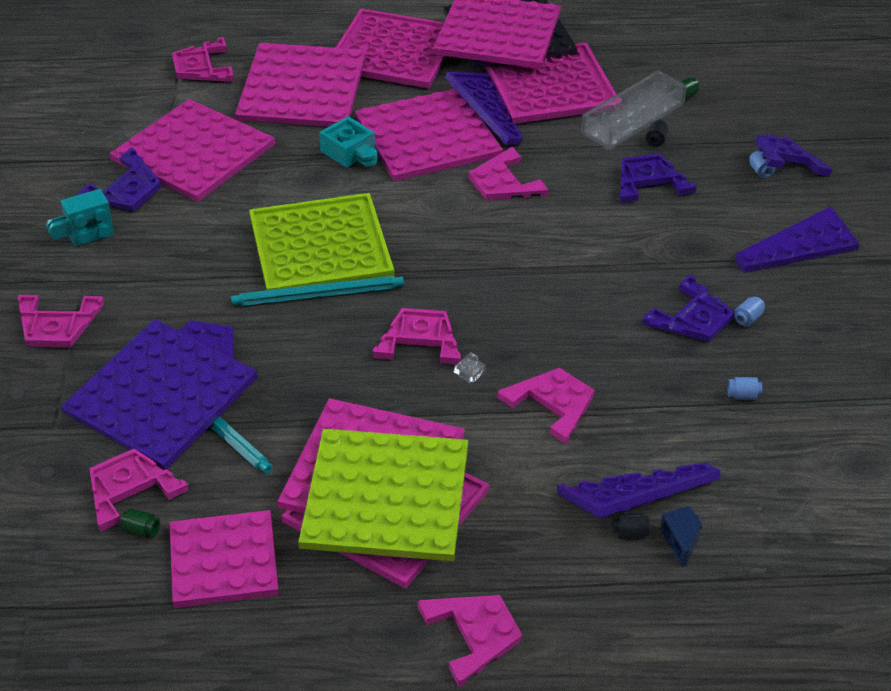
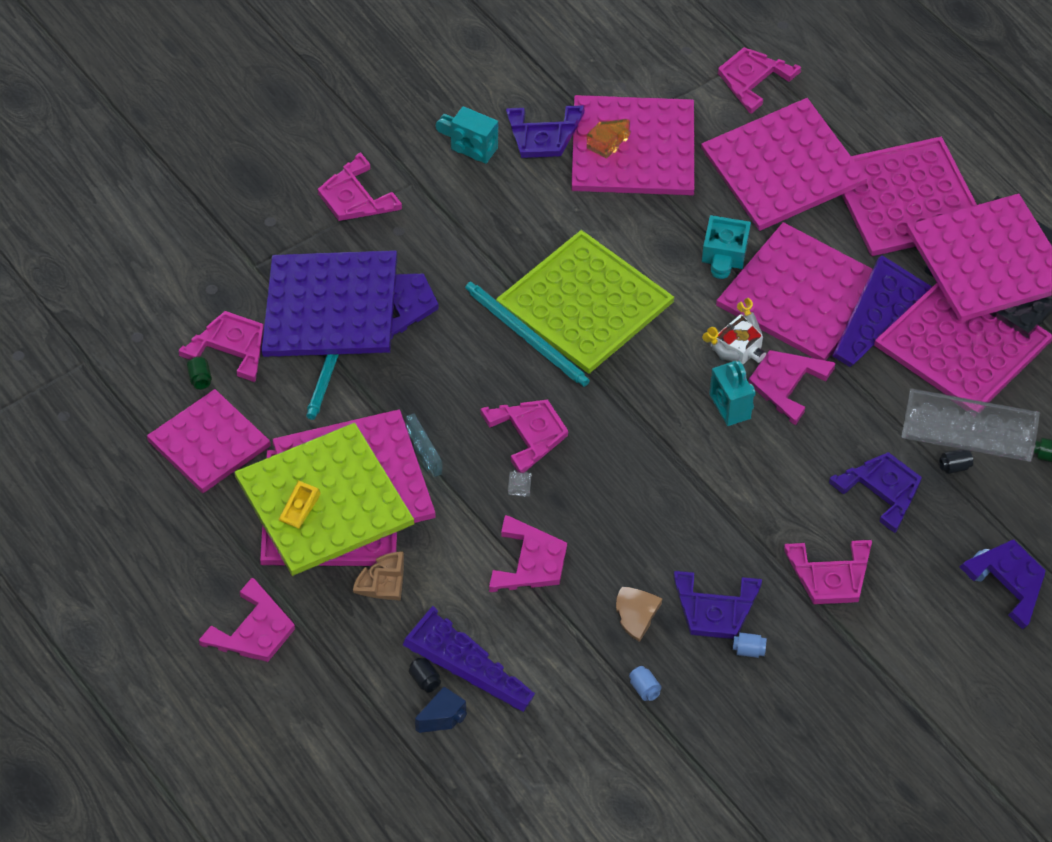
camera: 55 degrees right, 10 degrees up
(179, 149) = (607, 136): none -> clear yellow slope
(388, 506) = (299, 504): none -> yellow slope
(393, 404) = (423, 445): none -> clear light blue plate
(445, 179) = (739, 339): none -> torso
(499, 200) = (732, 392): none -> teal brick
(499, 503) = (382, 579): none -> medium nougat brick
(662, 359) = (636, 610): none -> medium nougat brick
(716, 242) = (831, 580): none -> dark pink wing
(809, 239) = (903, 653): dark purple wing -> none

